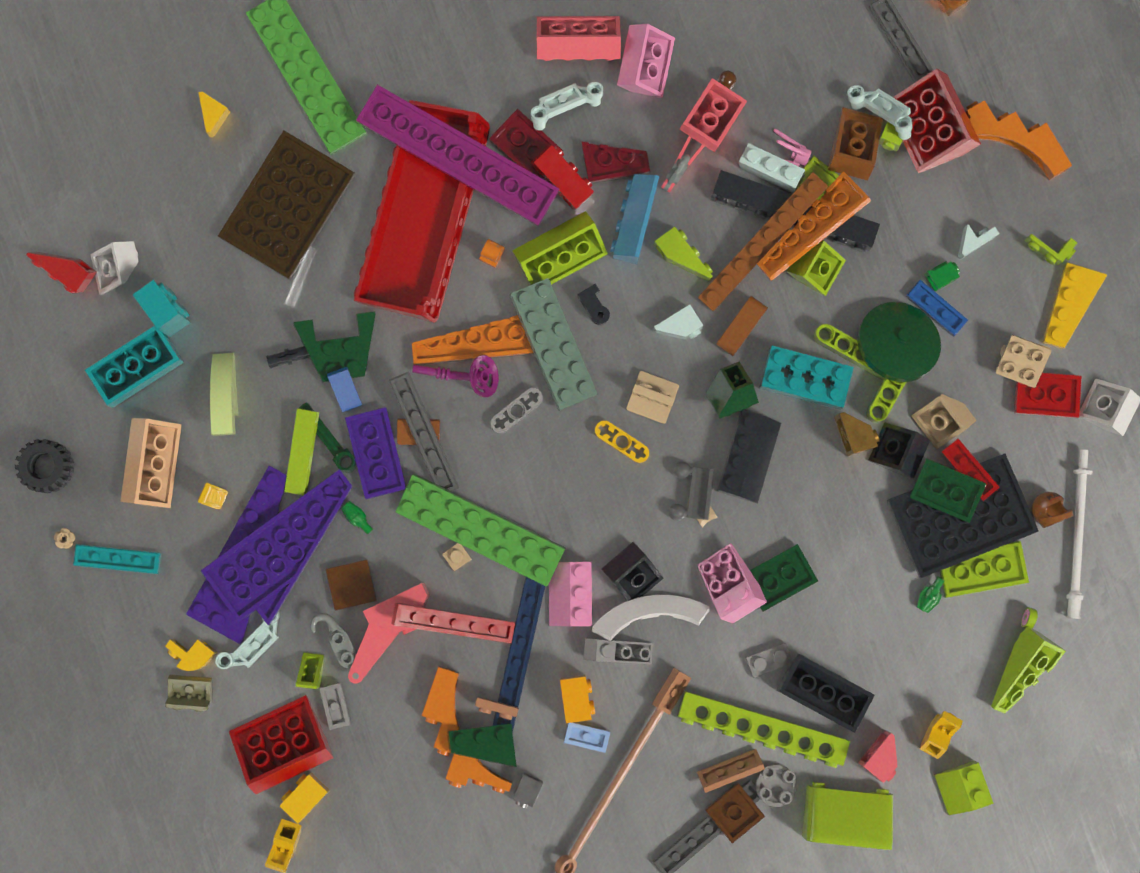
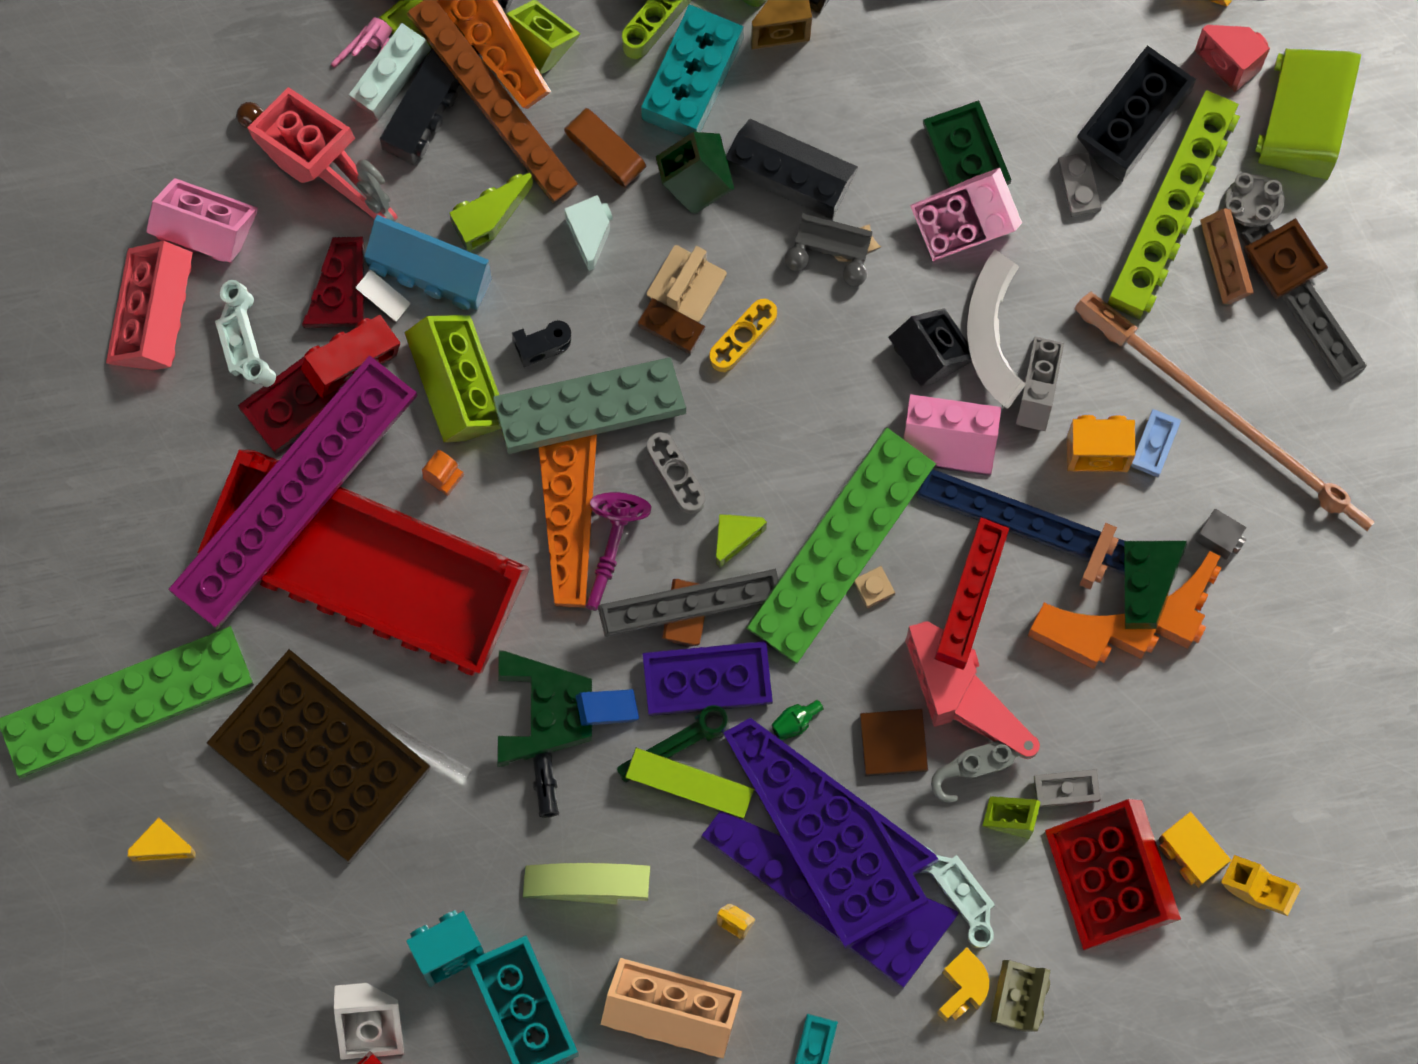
camera: 80 degrees left, 10 degrees down
(477, 455) = (735, 534): none -> lime slope
(611, 192) = (383, 295): none -> white sticker
(621, 391) = (671, 326): none -> reddish brown plate

